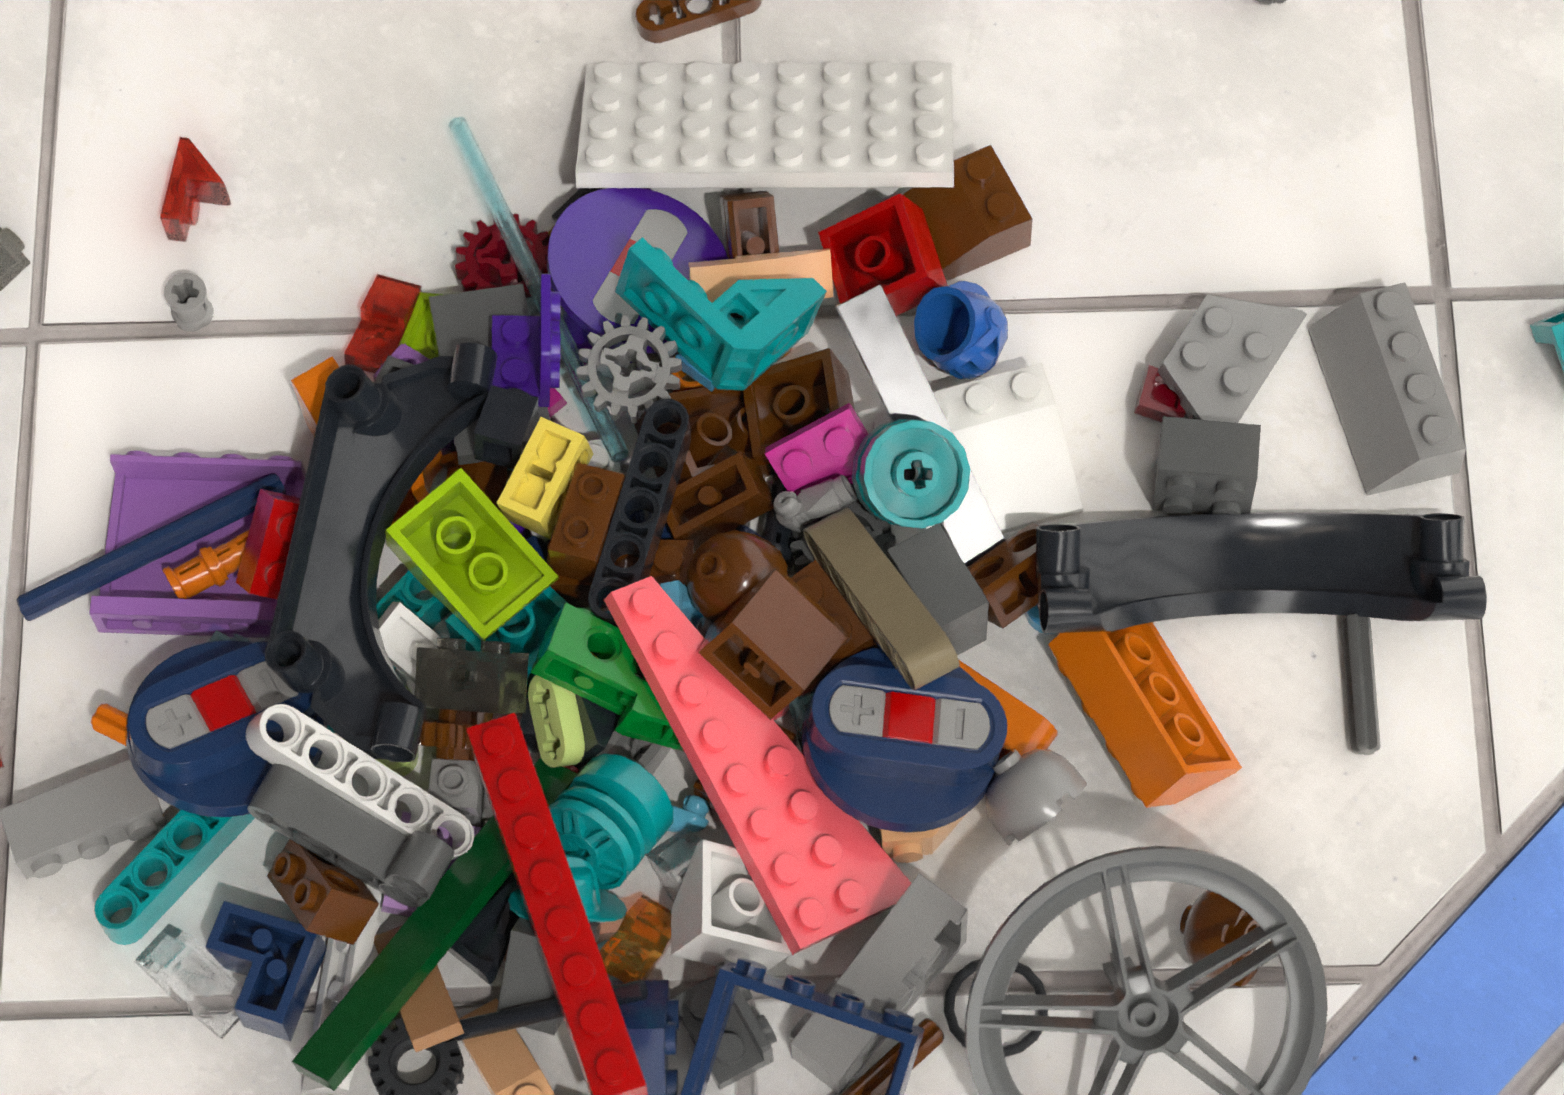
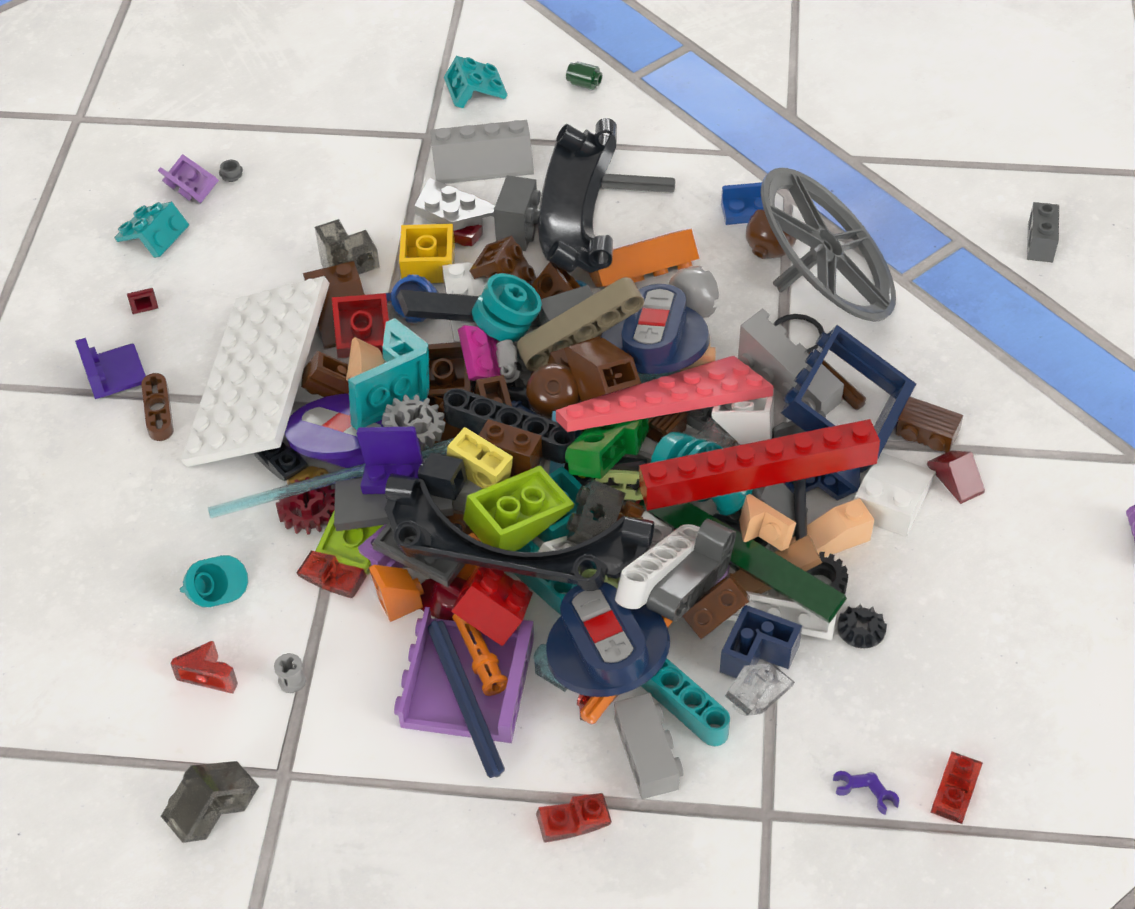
camera: 85 degrees left, 15 degrees down
(340, 163) = (215, 581): none -> teal piece
(479, 933) = (766, 522): none -> light nougat slope
(1052, 469) = (503, 257): none -> reddish brown bracket
(1067, 204) = (338, 247): none -> clear smoke brick
(1087, 336) = (426, 250): none -> yellow brick
(1330, 892) = (740, 202): none -> blue bracket

